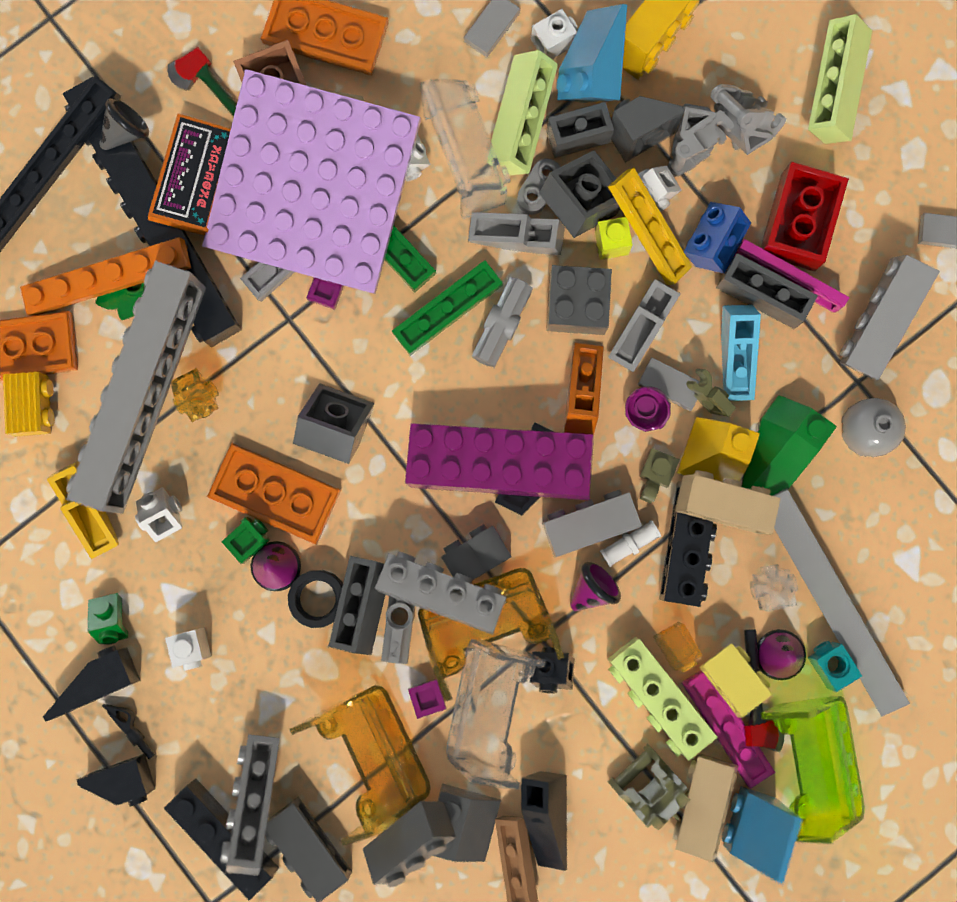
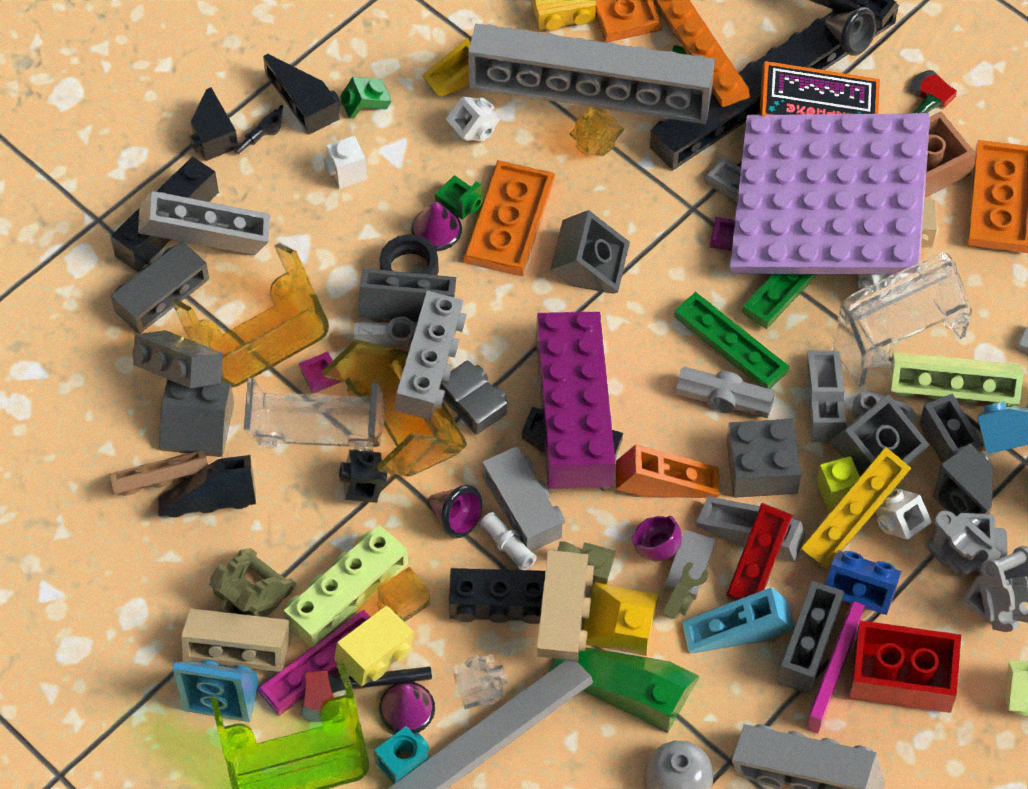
camera: 80 degrees right, 25 degrees down
(682, 320) = (760, 552): none -> red tile

